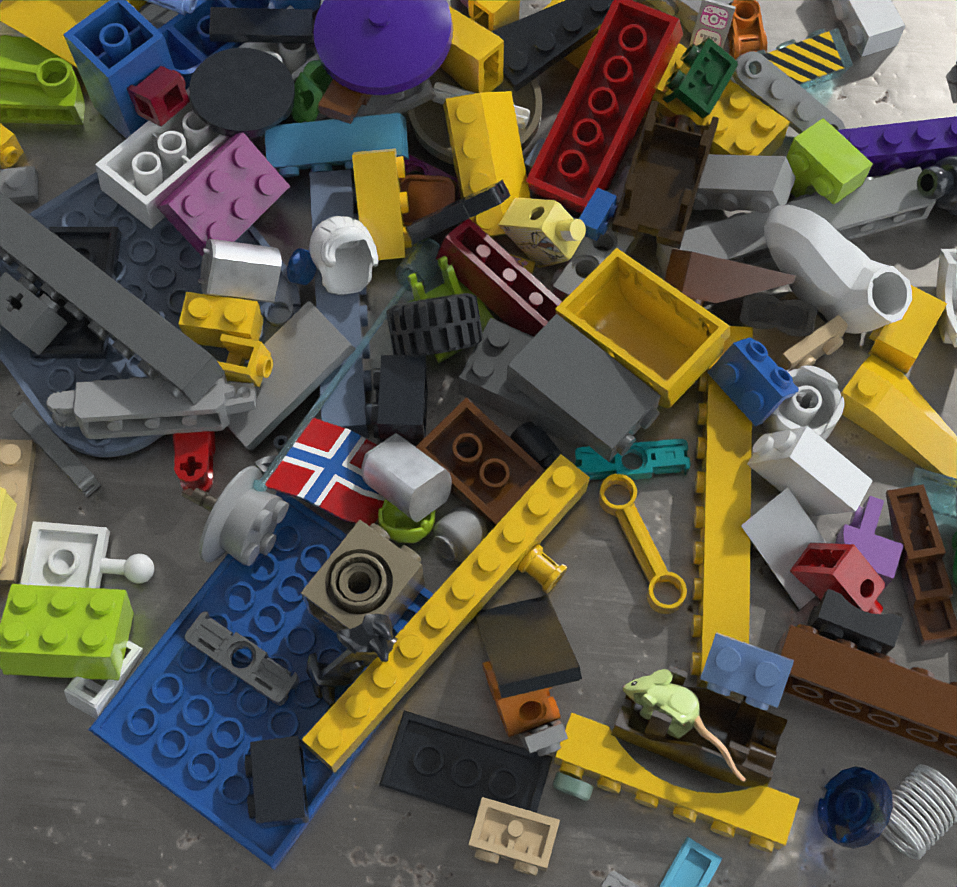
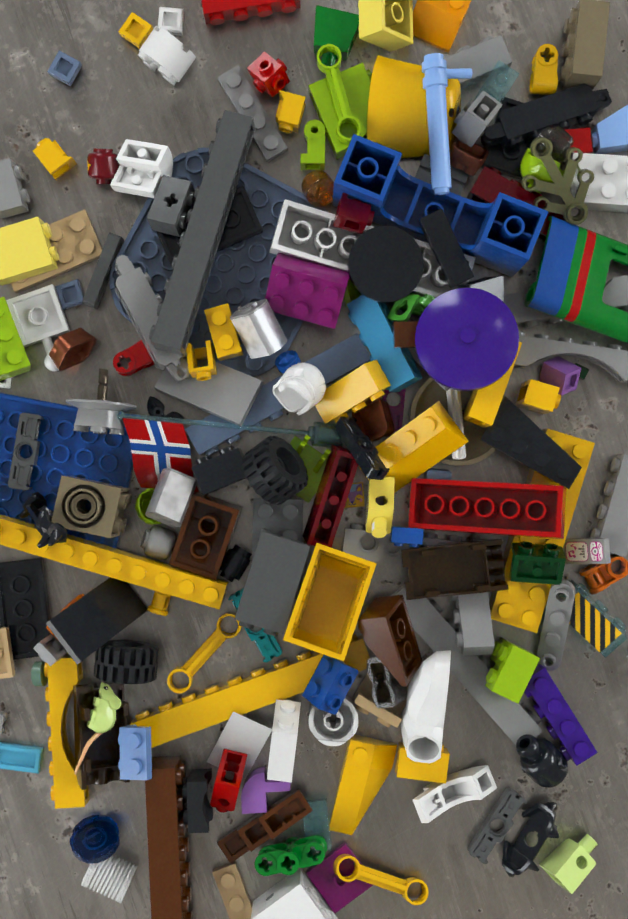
camera: 65 degrees right, 20 degrees up
(52, 133) = (315, 138): none -> lime leg
(62, 507) = (70, 294): none -> sand blue tile
(101, 141) = (318, 188): none -> clear orange head
(134, 528) = (72, 348): none -> copper piece
(609, 637) = (126, 662): none -> black tyre

